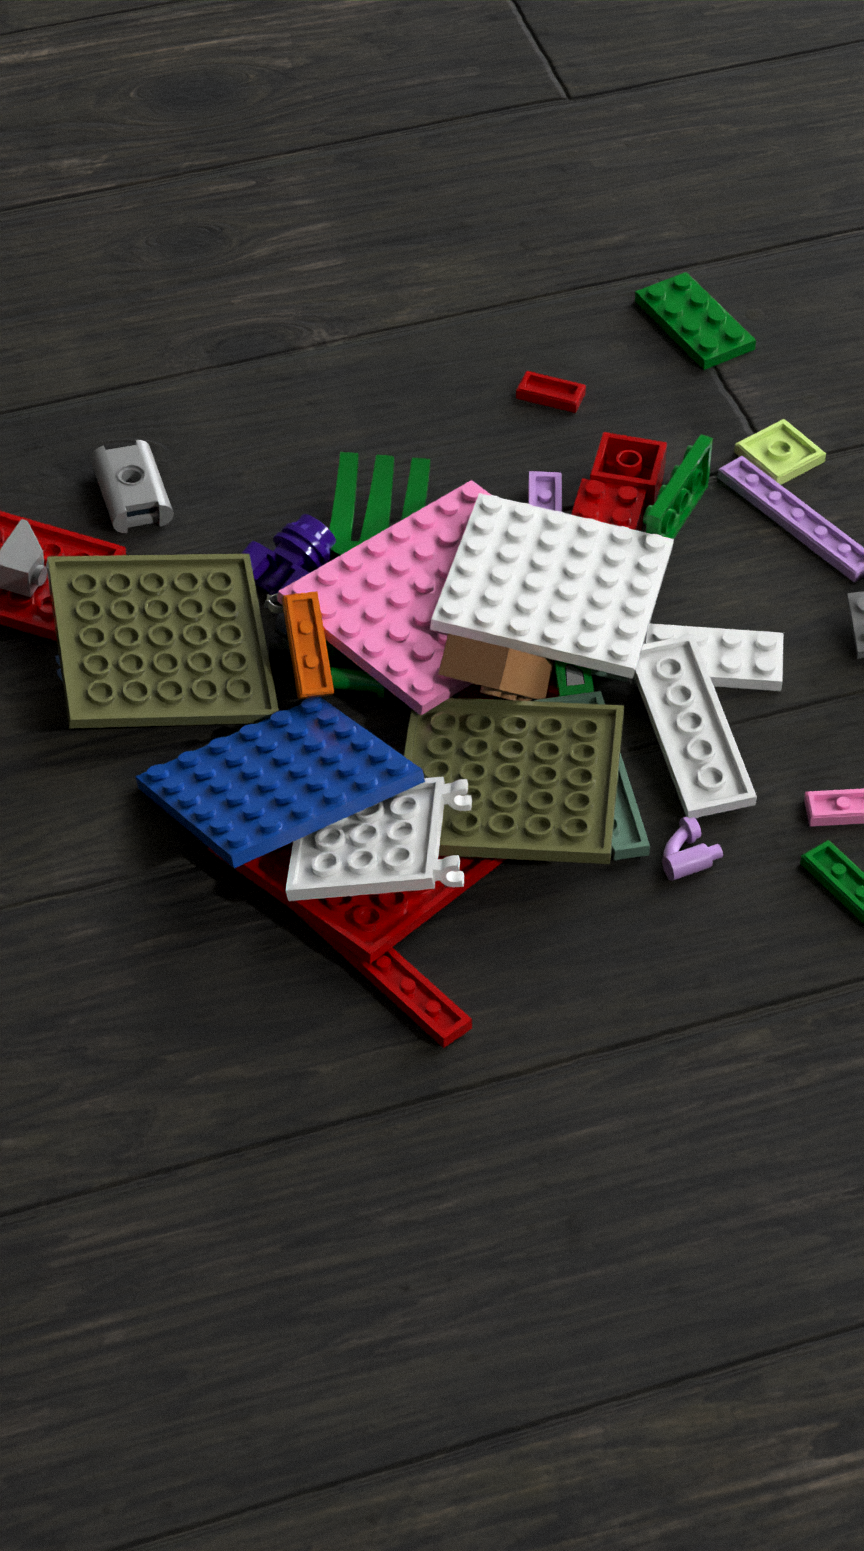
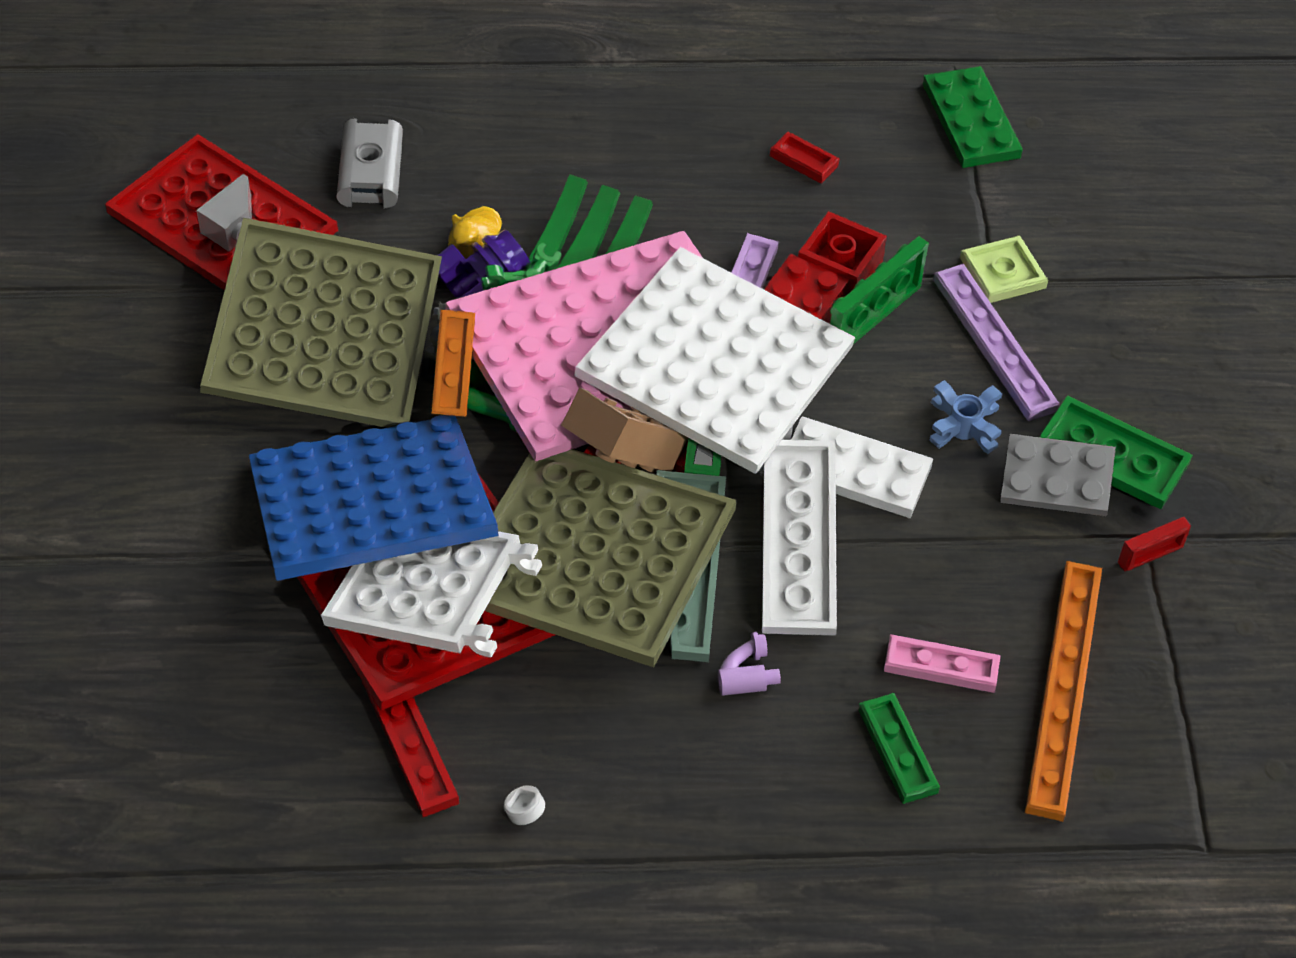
camera: 15 degrees right, 5 degrees up
(261, 524) = (473, 228): none -> yellow hair
(347, 541) = (540, 264): none -> green piece
(534, 1013) = (524, 805): none -> white tile
(799, 589) = (965, 417): none -> medium blue pin

